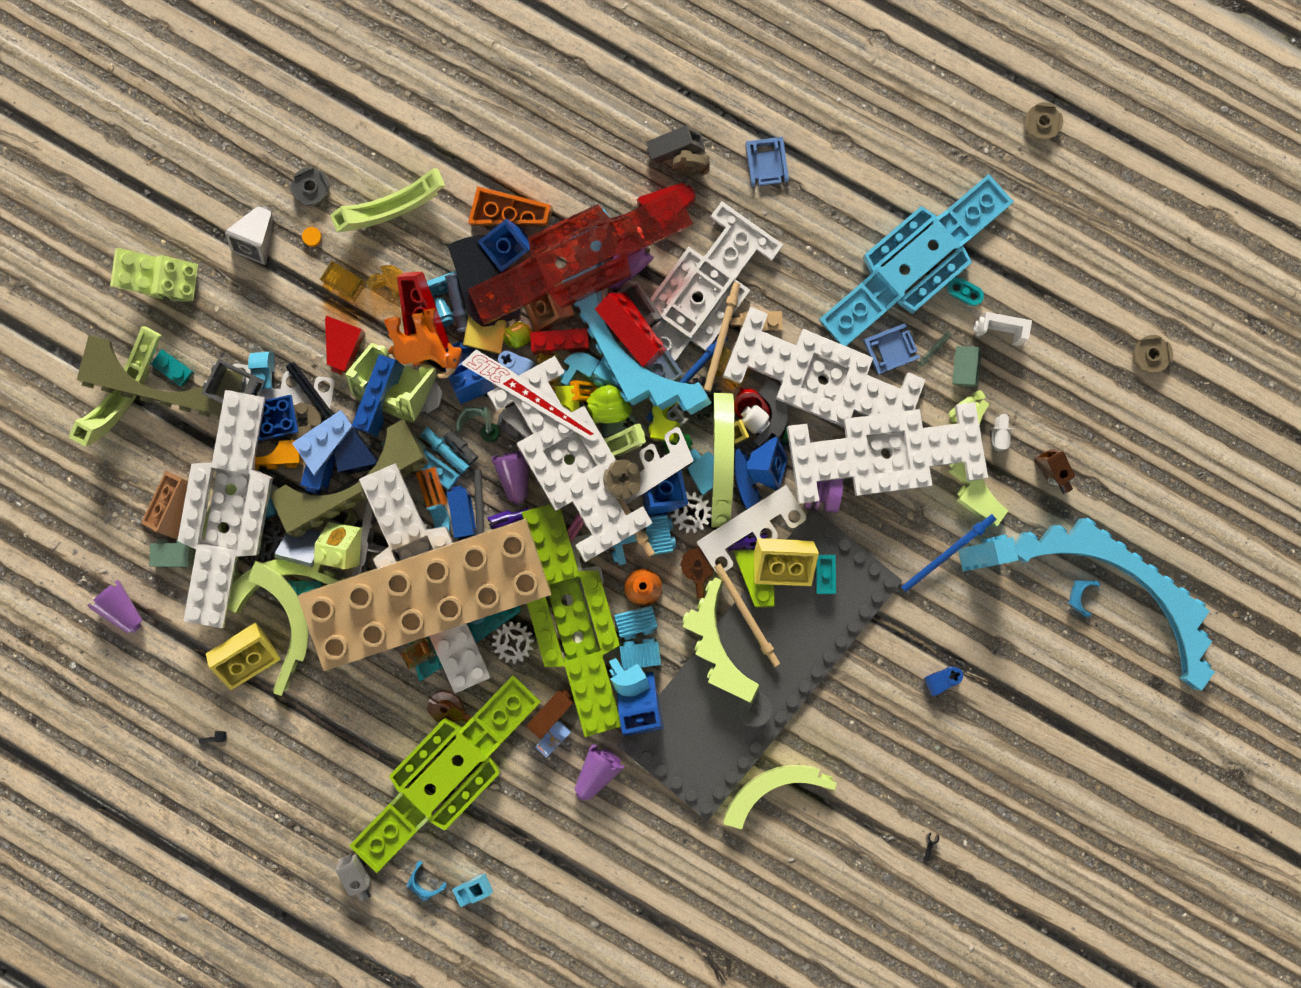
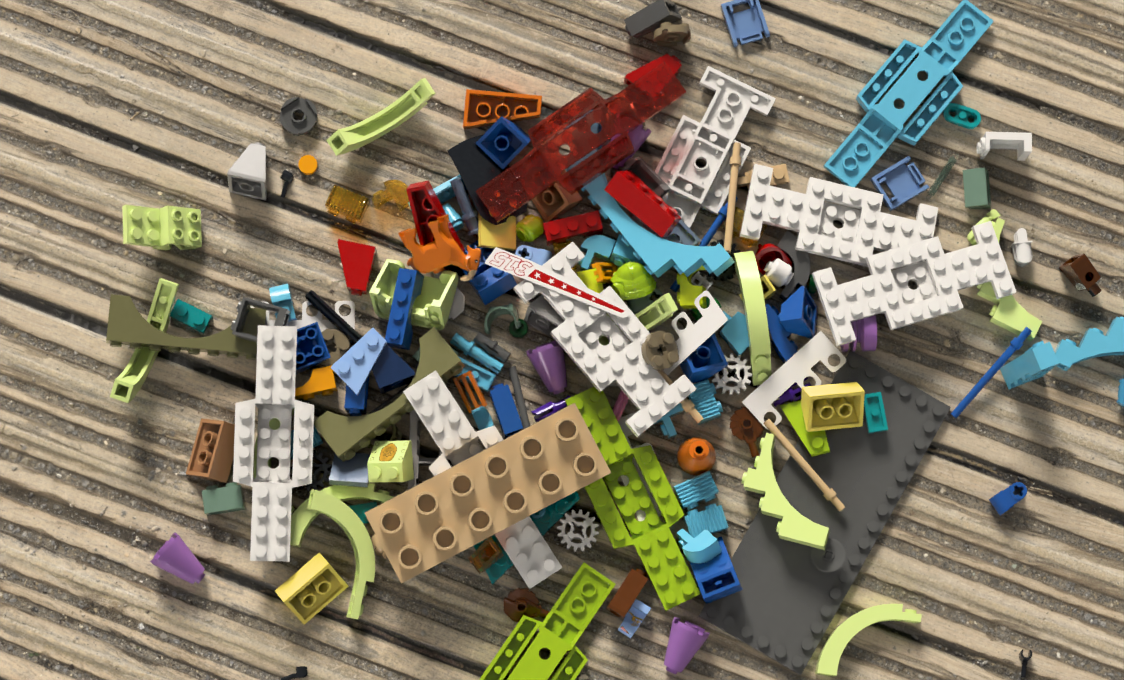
camera: 10 degrees left, 5 degrees down
(290, 246) = (288, 178): none -> black hand

